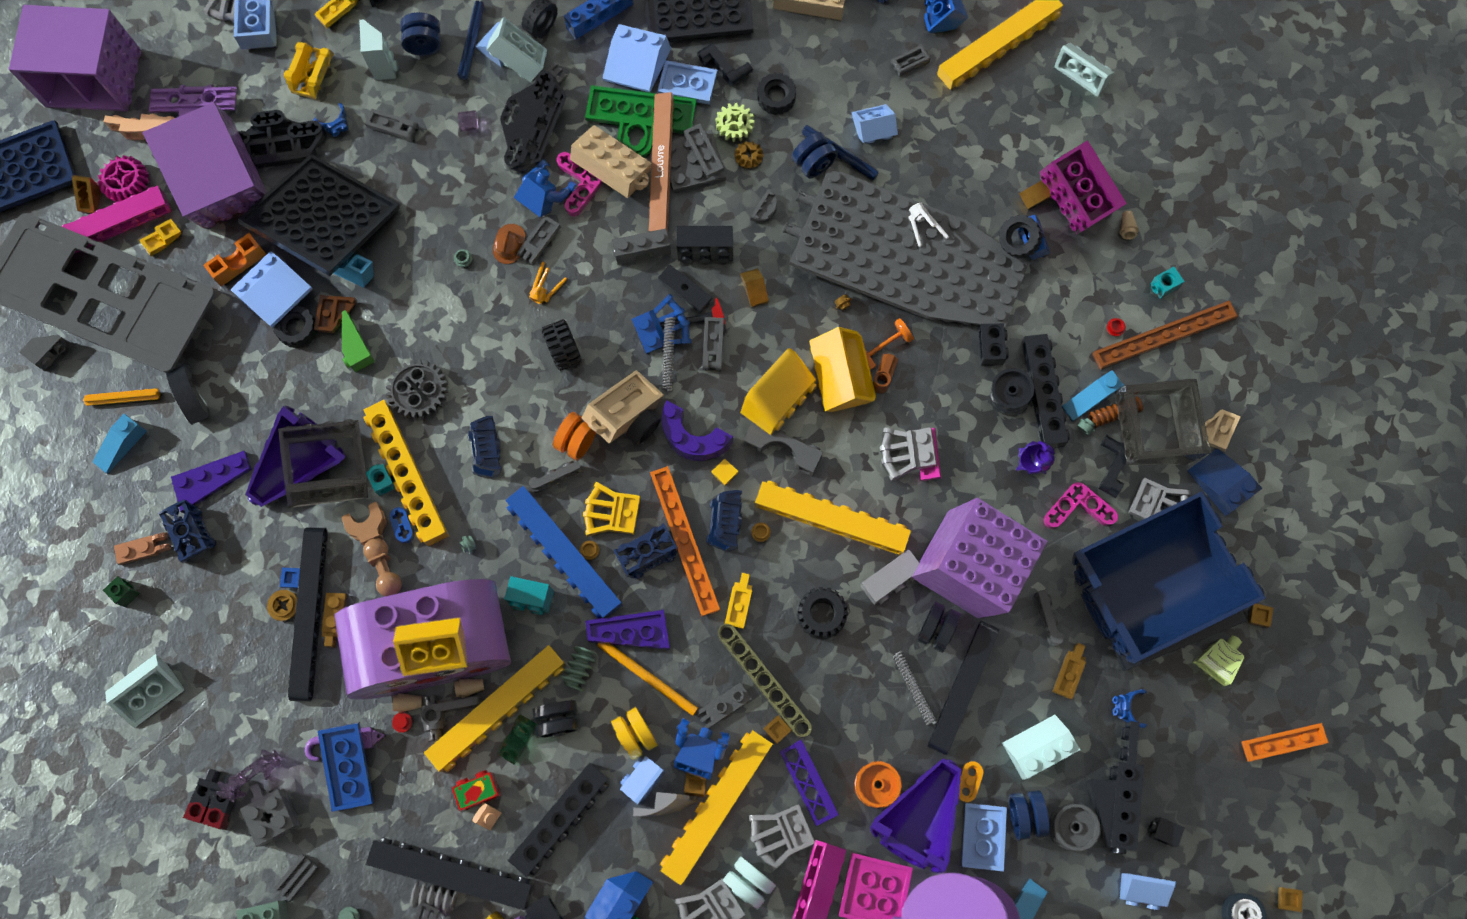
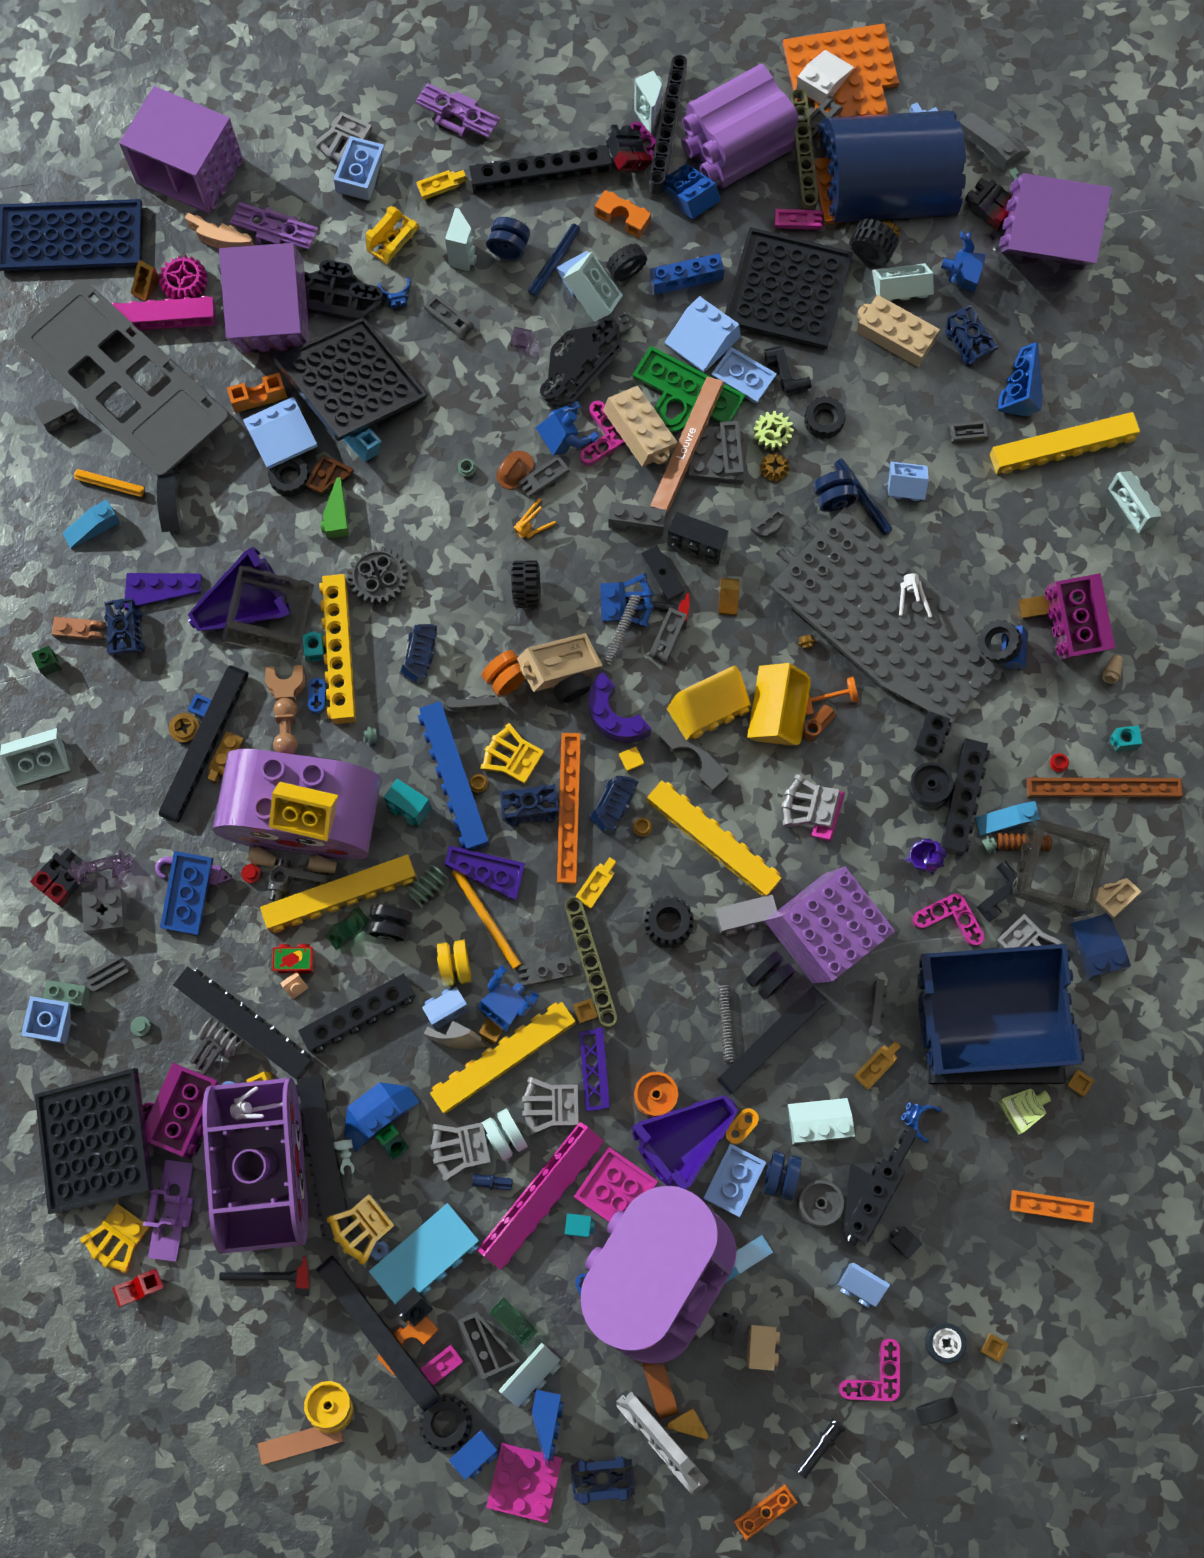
camera: 20 degrees right, 0 degrees up
(161, 238) = (197, 347): yellow slope -> none

